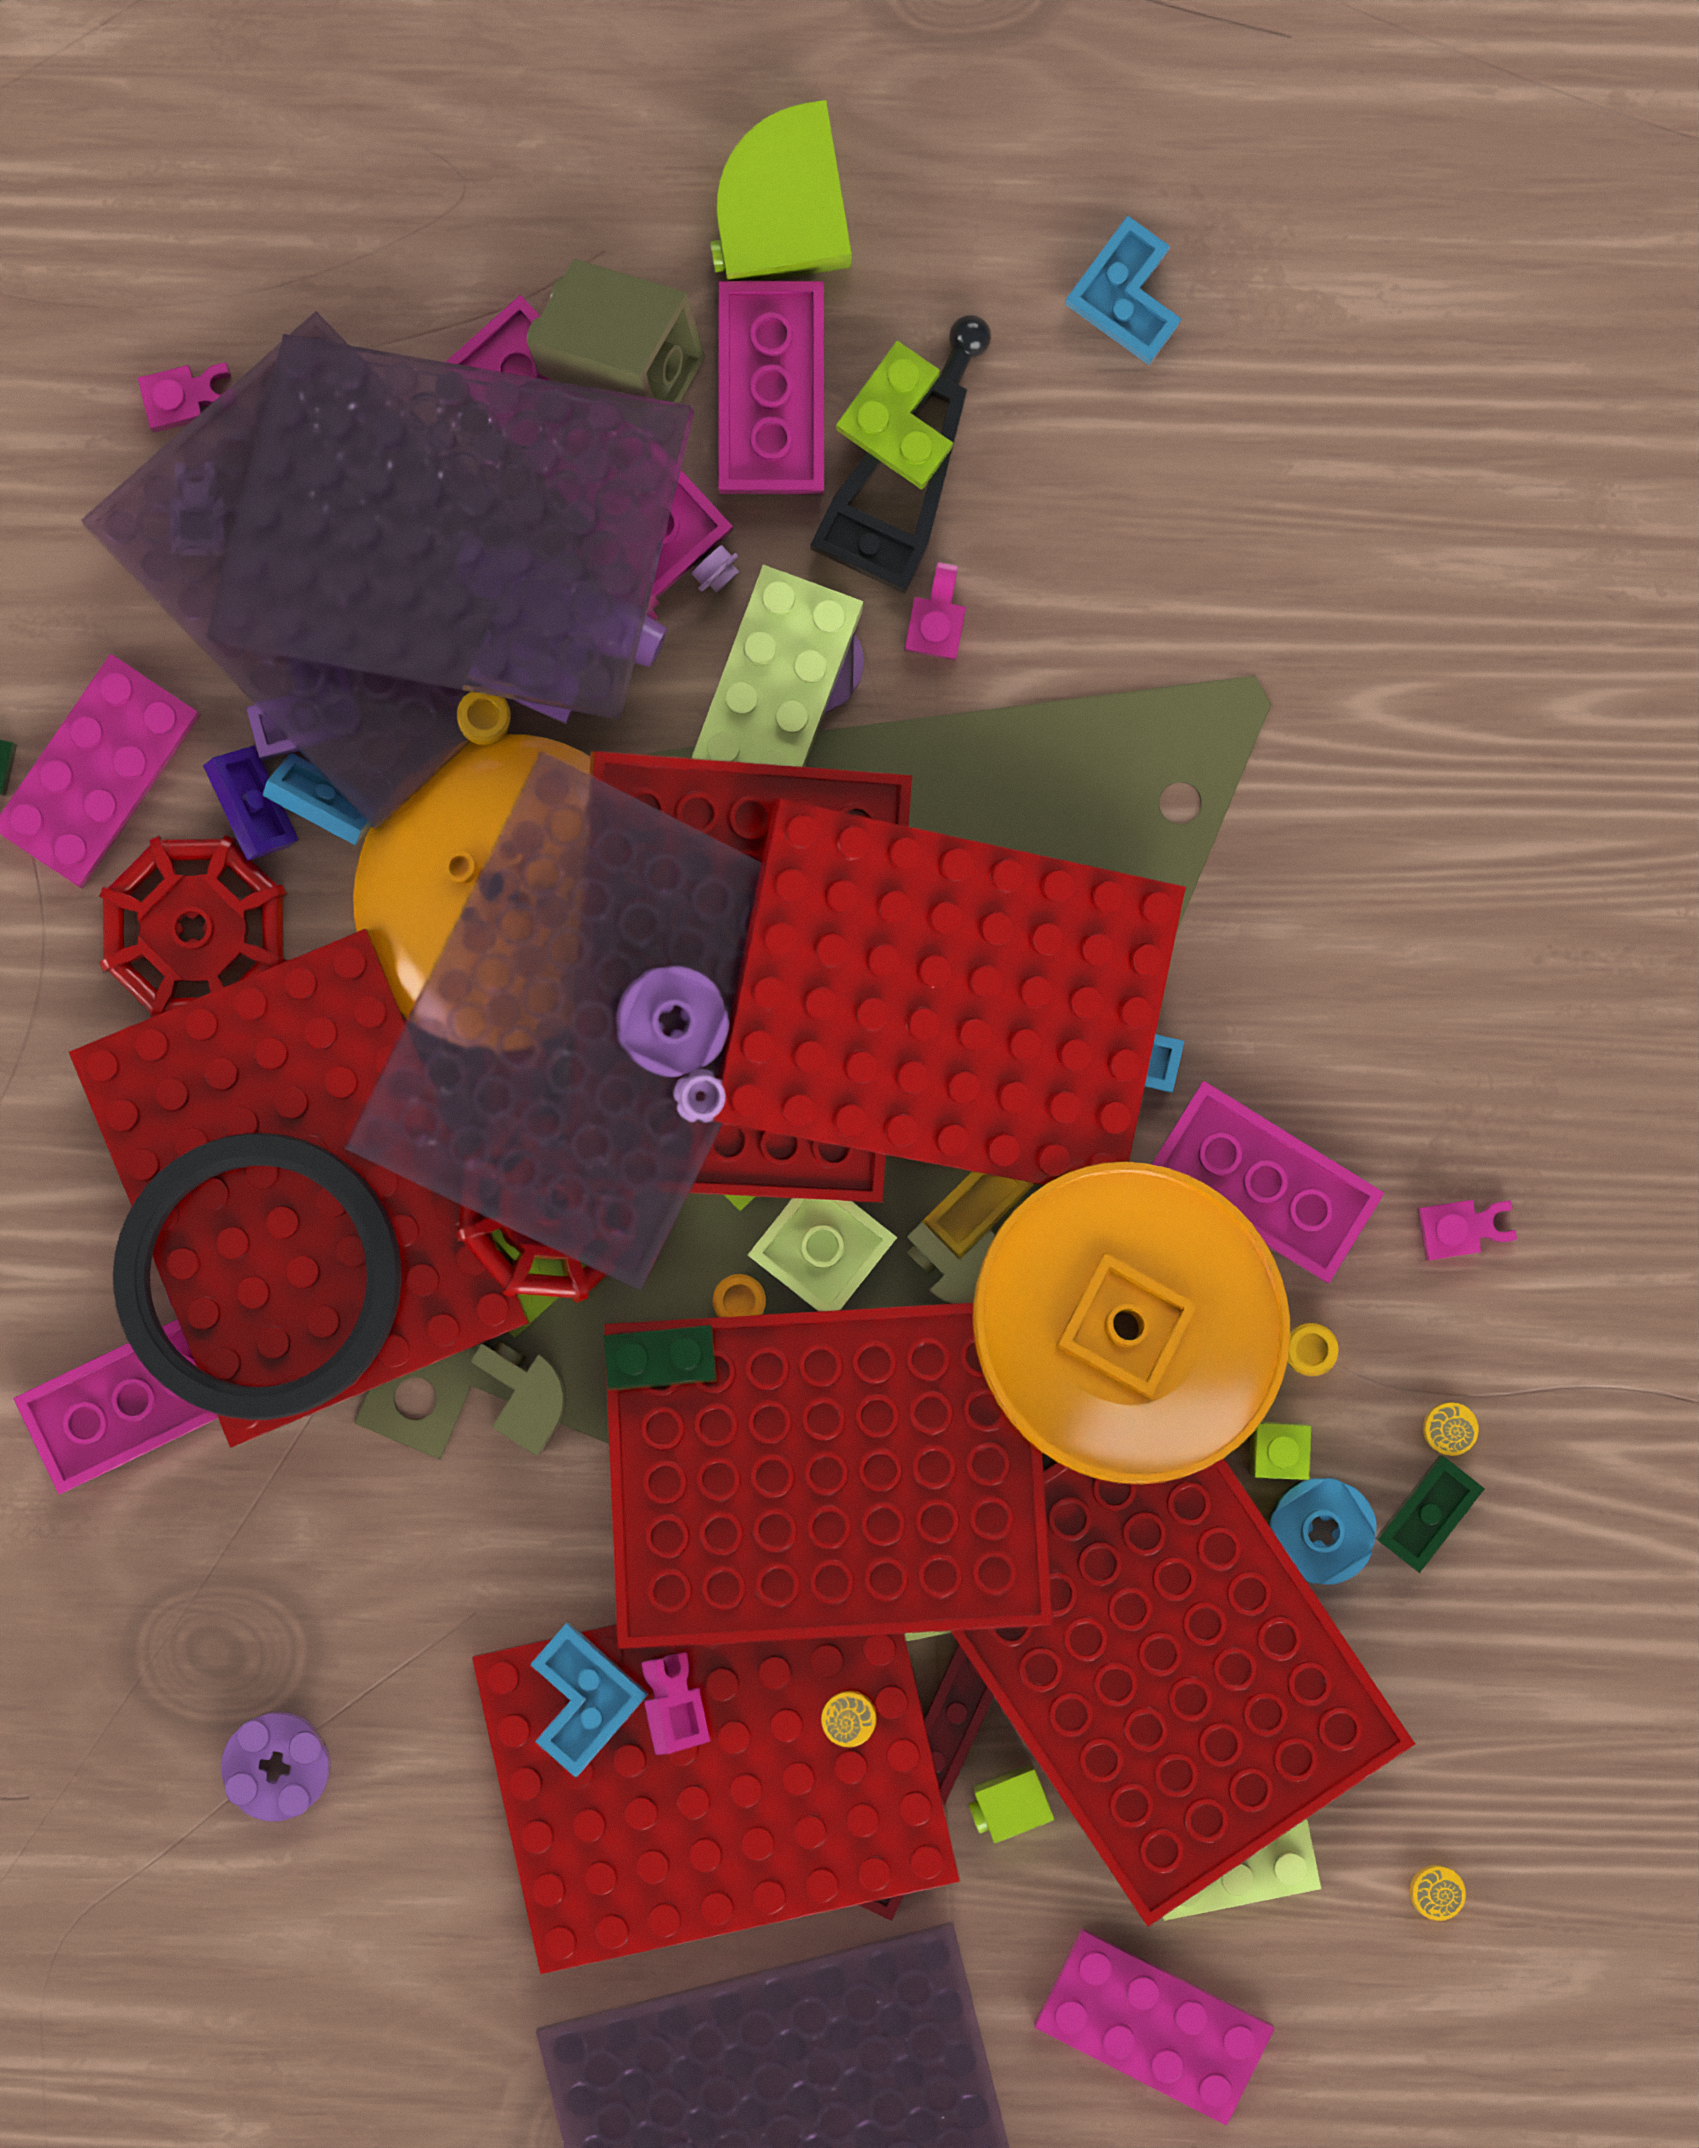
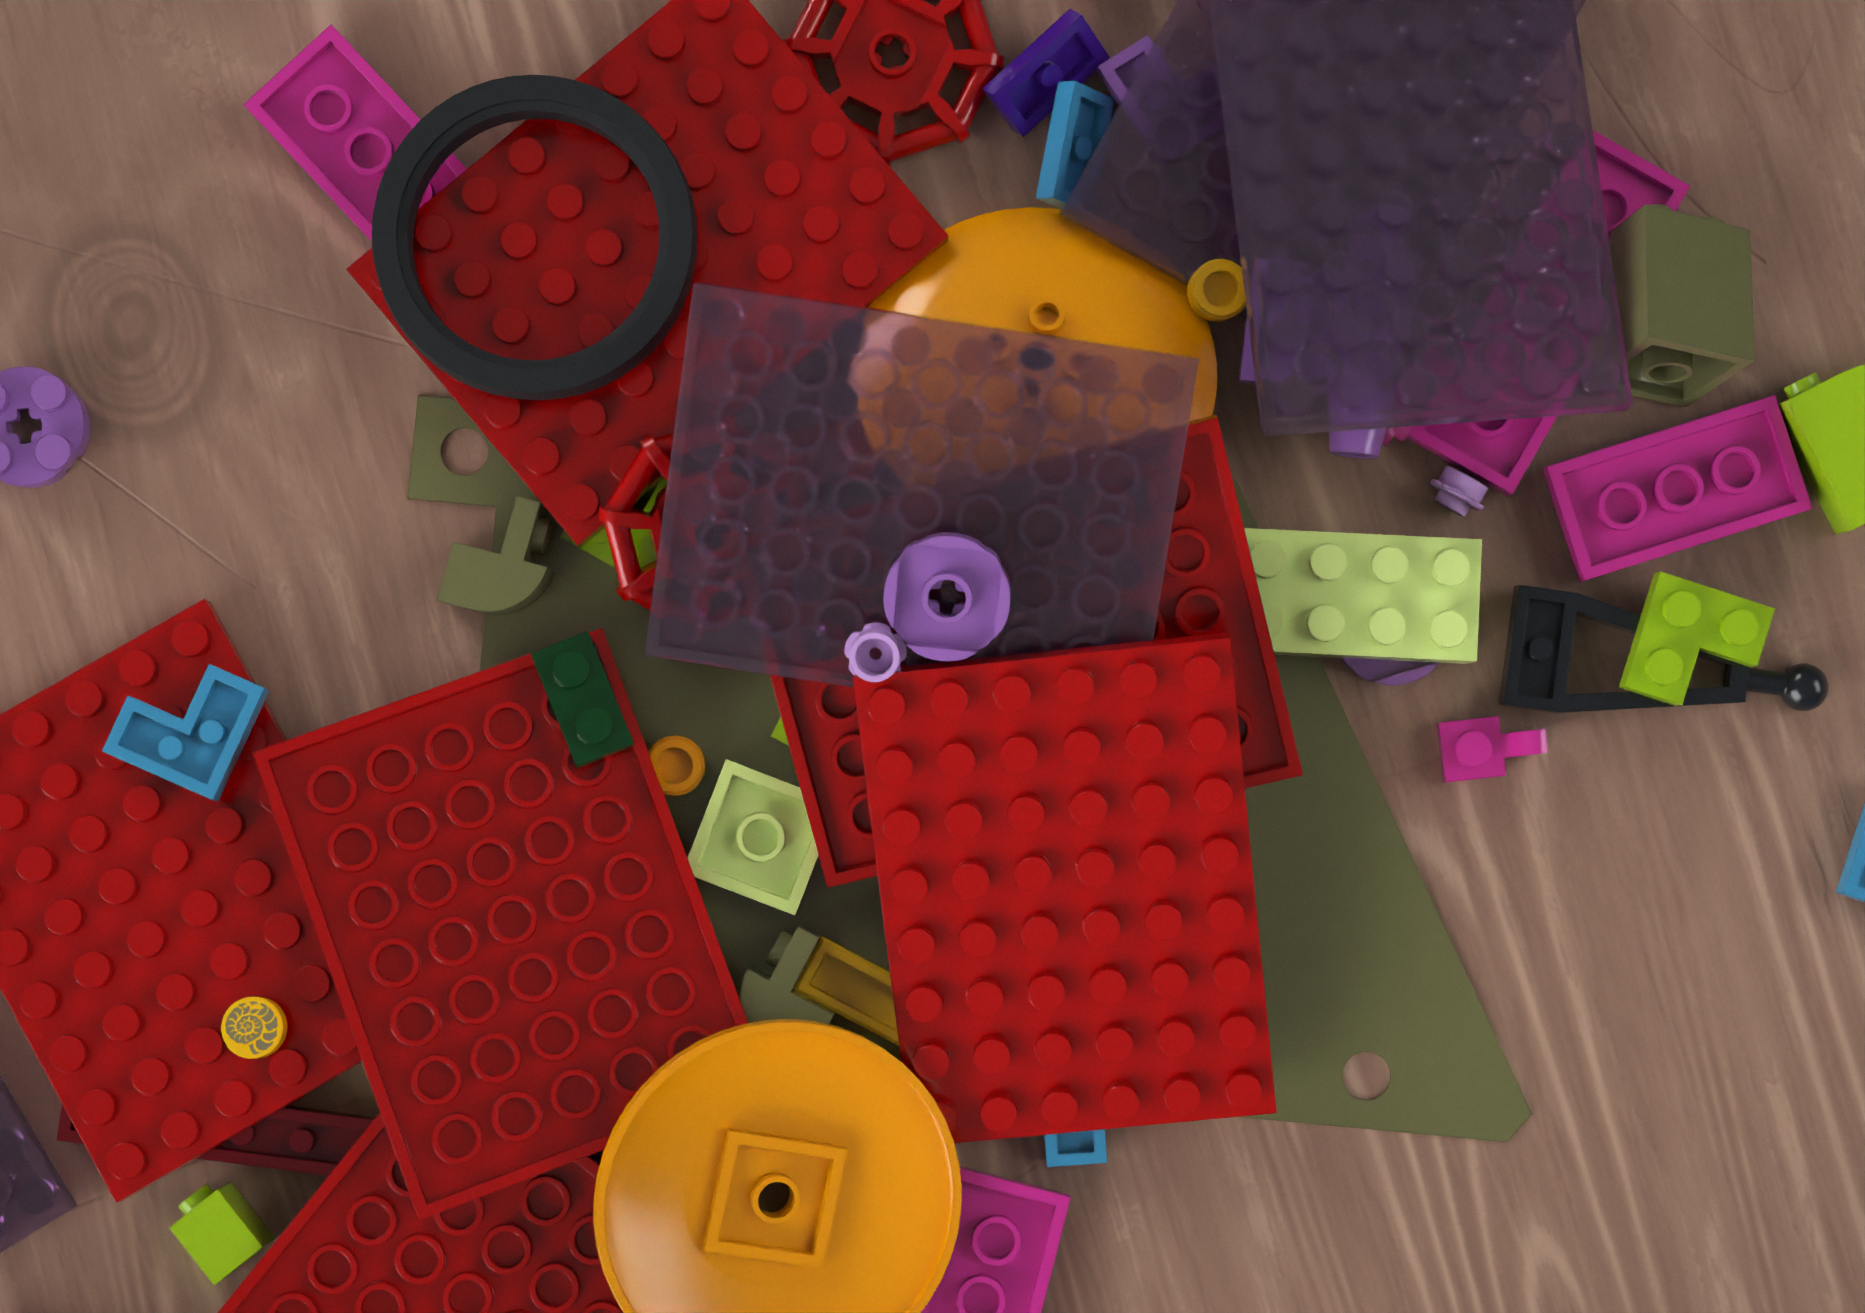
camera: 75 degrees right, 0 degrees up
(676, 1712) = (207, 837): dark pink plate -> none

